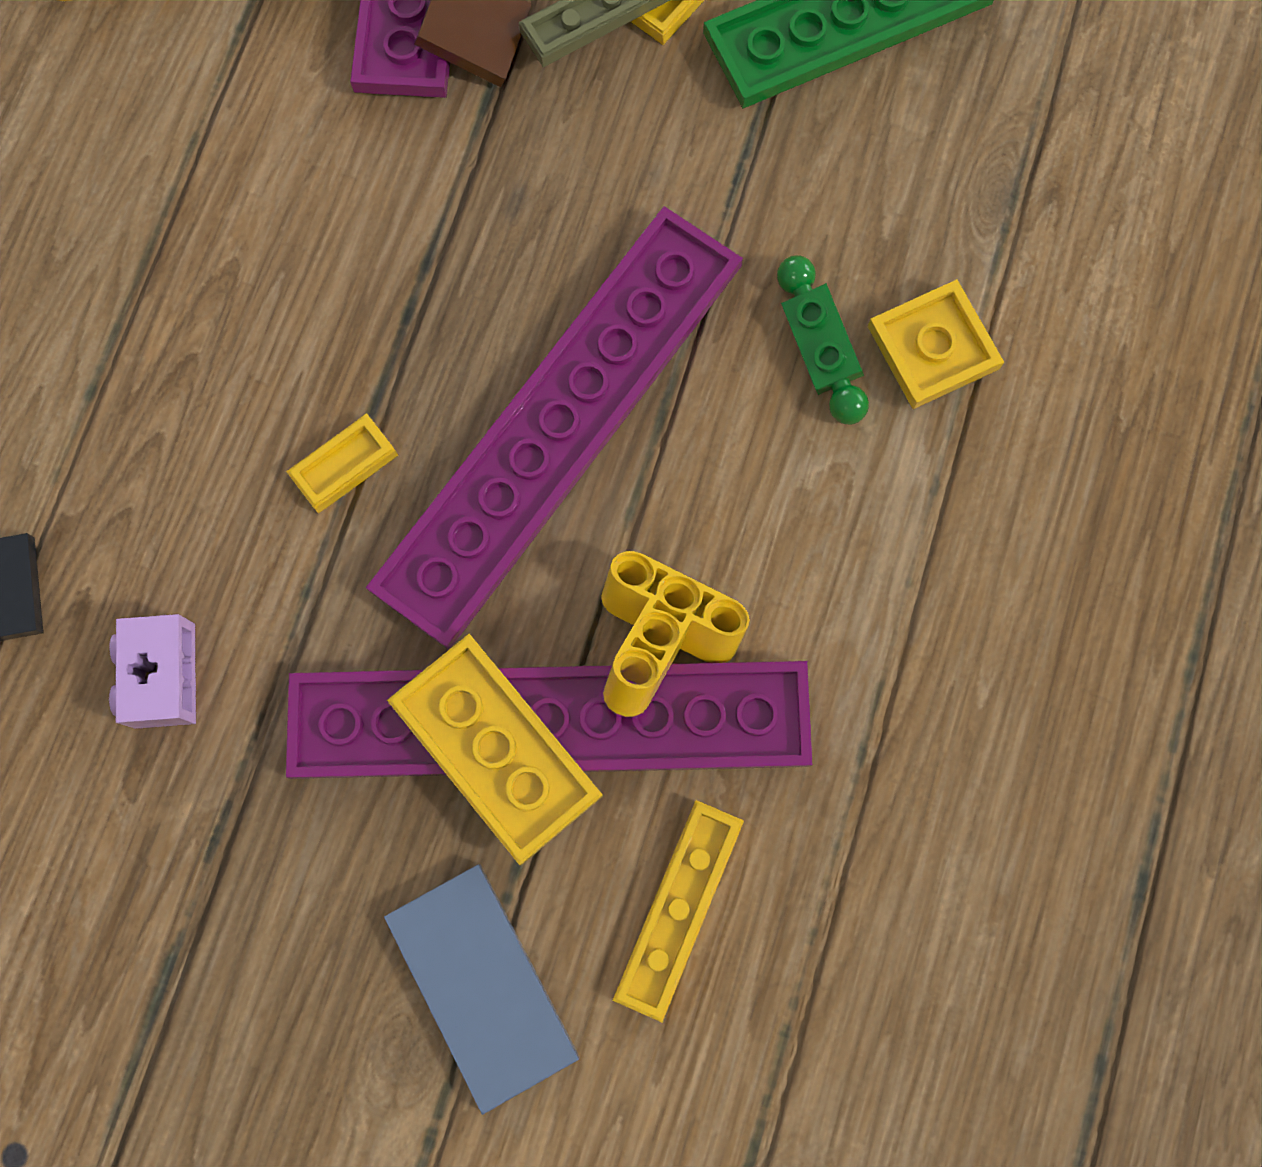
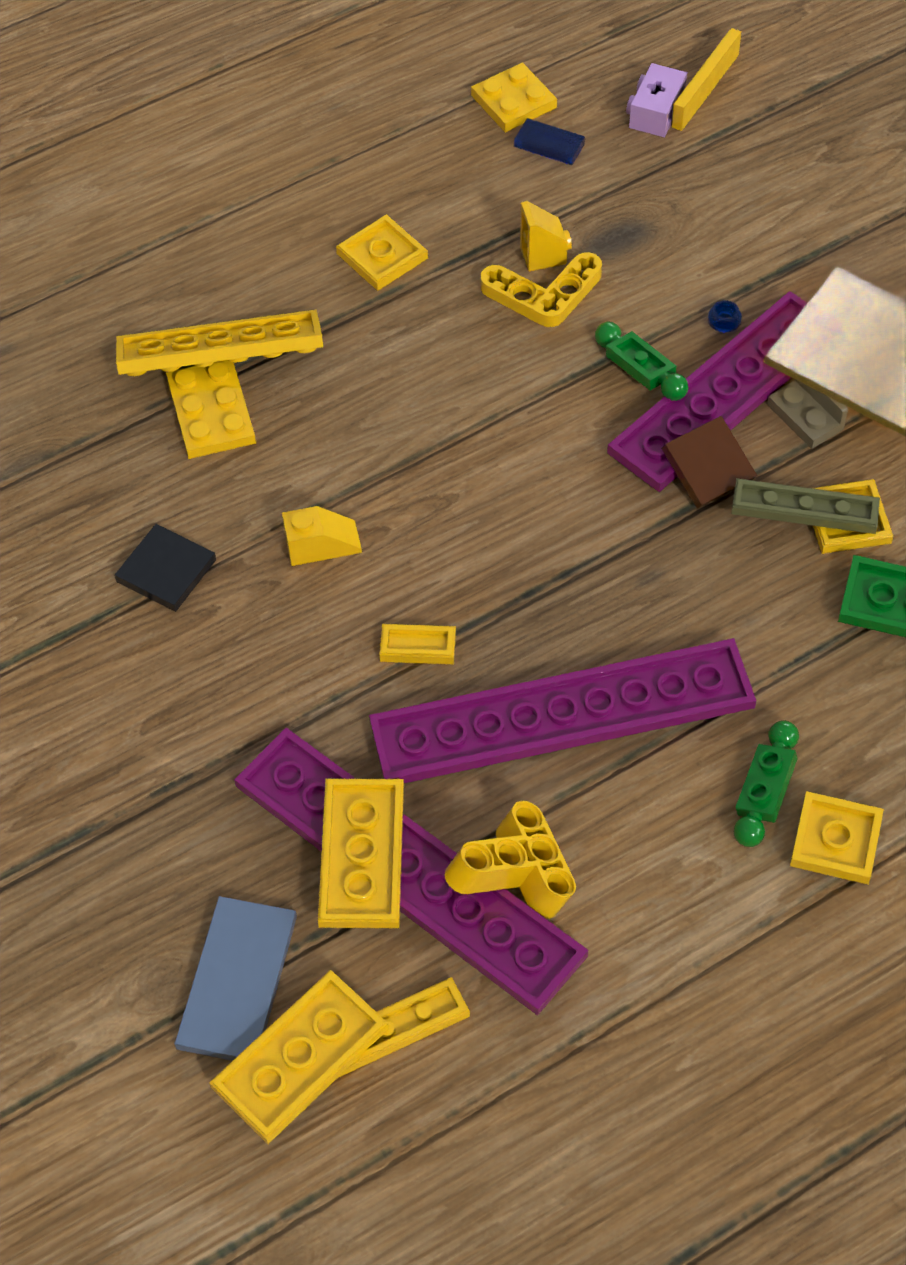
camera: 40 degrees right, 20 degrees down
(127, 422) = (319, 535): none -> yellow slope
(165, 696) = (215, 672): lavender brick -> none
(622, 1020) = (299, 1056): none -> yellow tile

